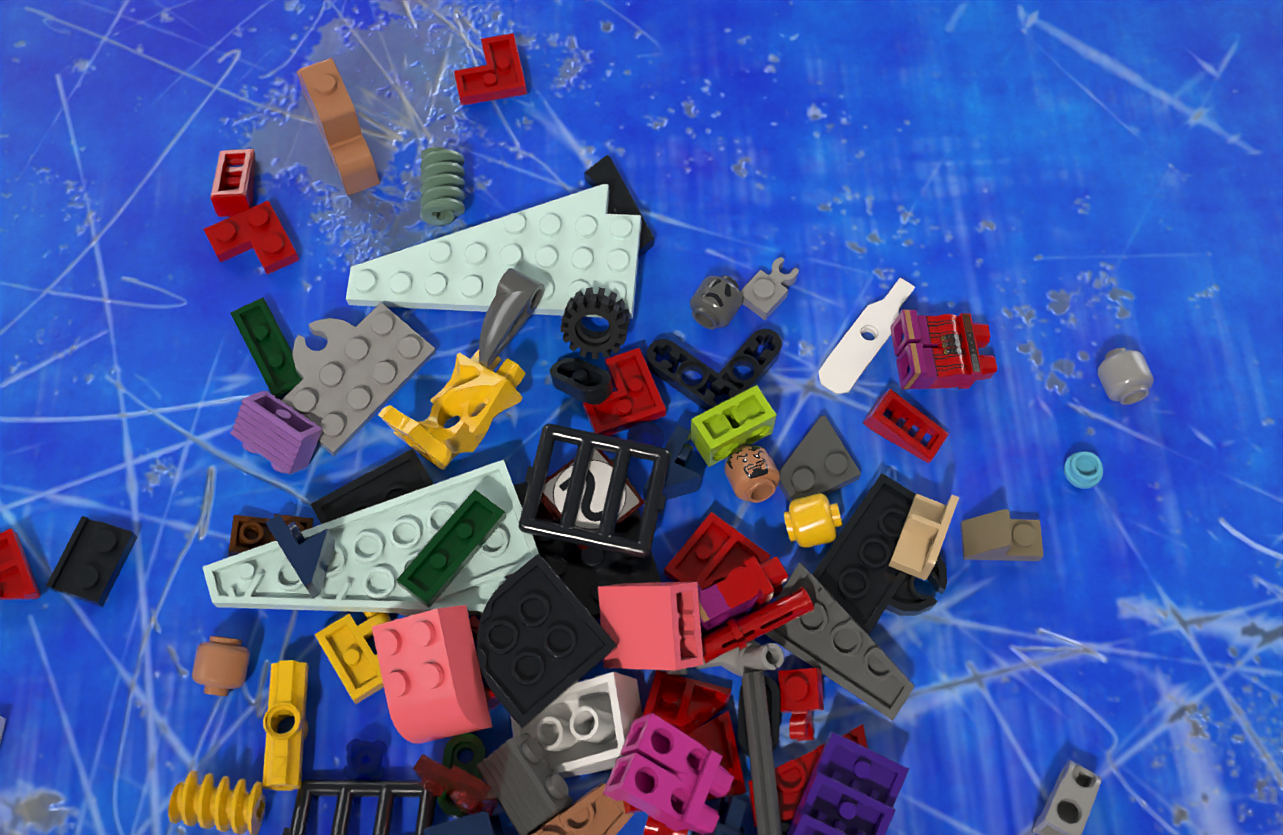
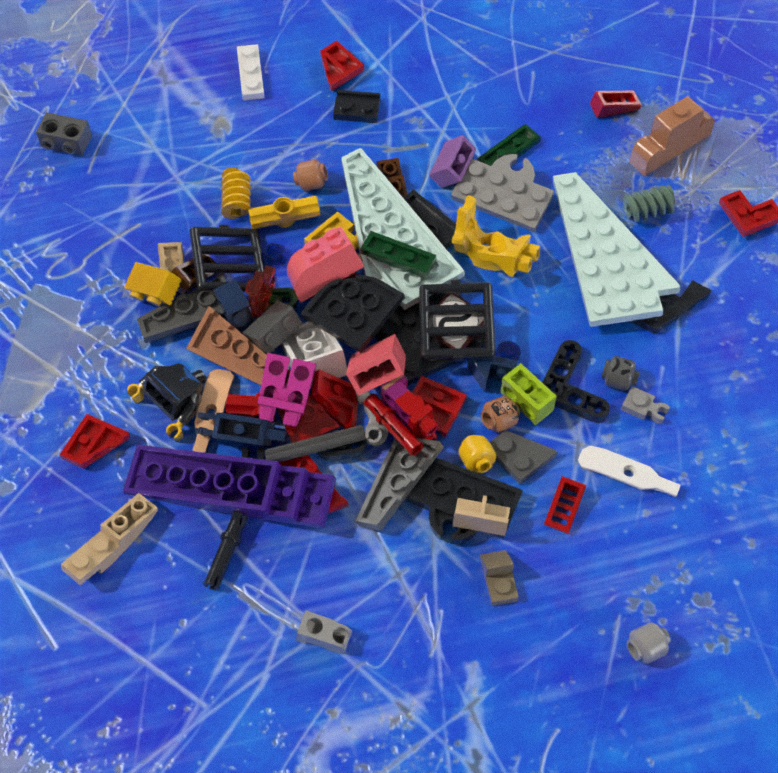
camera: 80 degrees right, 5 degrees down
(253, 229) = (584, 123): red plate -> none
(308, 557) = (375, 185): dark blue slope -> none
(510, 309) = (565, 252): dark grey piece -> none
(581, 380) = (534, 306): black plate -> none
(591, 340) = (575, 302): black tyre -> none
(634, 398) = (532, 340): red plate -> none
(801, 694) = (357, 467): red plate -> none
(940, 351) = (627, 515): hips -> none
(1083, 470) = (566, 625): medium azure plate -> none

